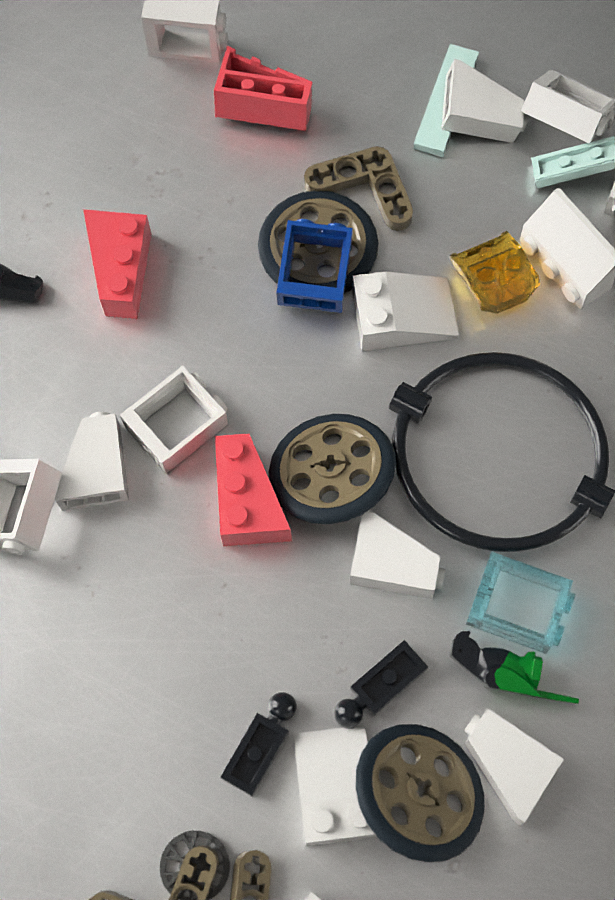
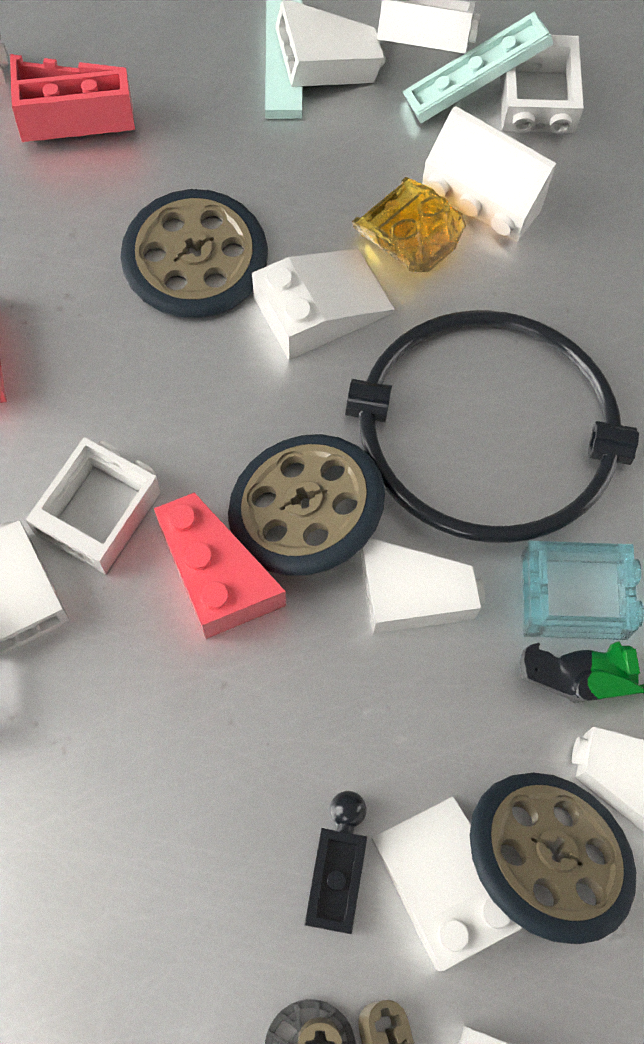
camera: 25 degrees left, 0 degrees up
(308, 295) = (211, 310): blue window -> none
(373, 175) = (230, 158): dark tan beam -> none
(380, 685) = (455, 742): black plate -> none

